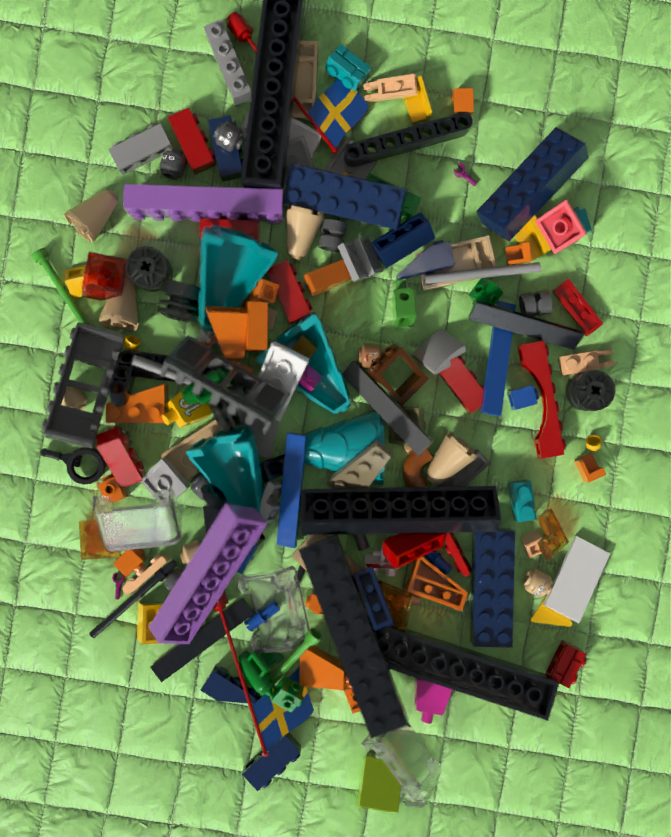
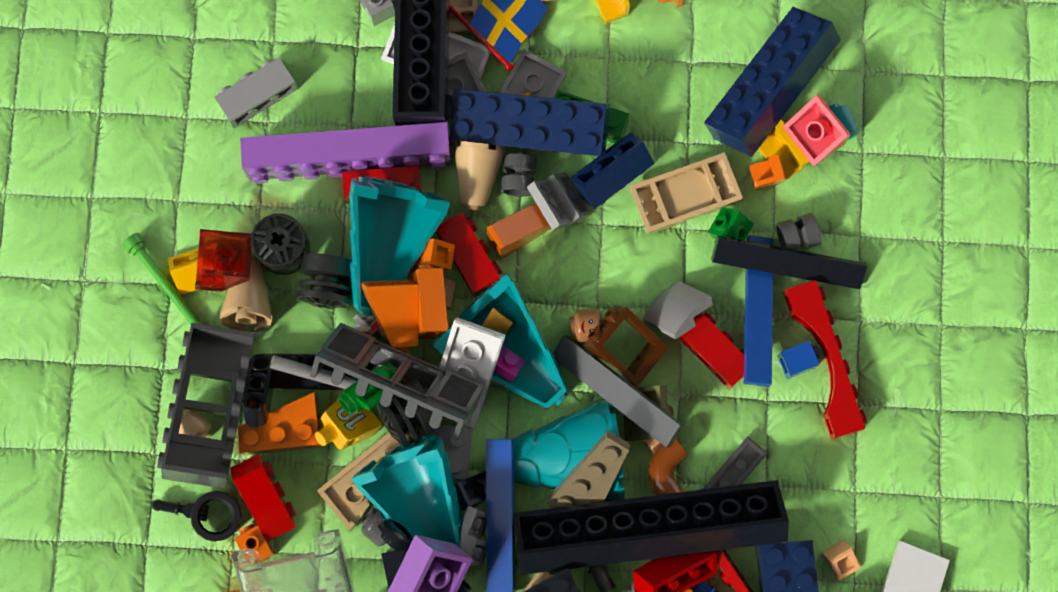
camera: 10 degrees left, 10 degrees down
(92, 214) = (198, 182): tan cone -> none
(132, 342) = (264, 344): yellow hinge -> none
(165, 476) = (322, 516): light grey plate -> none
(173, 164) = (300, 107): dark grey head -> none
(192, 140) = (322, 75): red brick -> none
(228, 162) = (368, 79): dark blue brick -> none
(229, 136) = (370, 64): dark grey head -> none
(401, 146) = (594, 51): black beam -> none
(403, 305) = (623, 255): bright green torso -> none
(433, 259) = (653, 191): dark blue slope -> none
(450, 459) = (710, 452): tan cone -> none
(463, 174) = (681, 78): magenta hand -> none
(482, 273) = (722, 201): light grey piece -> none
(522, 500) = (817, 499): teal brick -> none
(555, 537) = (869, 544): clear orange plate -> none
(577, 307) = (855, 233): red plate -> none
(579, 390) = (877, 350): pearl dark grey wheel -> none
(583, 362) = (875, 304): light nougat hinge -> none
(589, 468) = (902, 445): orange panel -> none
(593, 442) = (904, 410): yellow hinge -> none

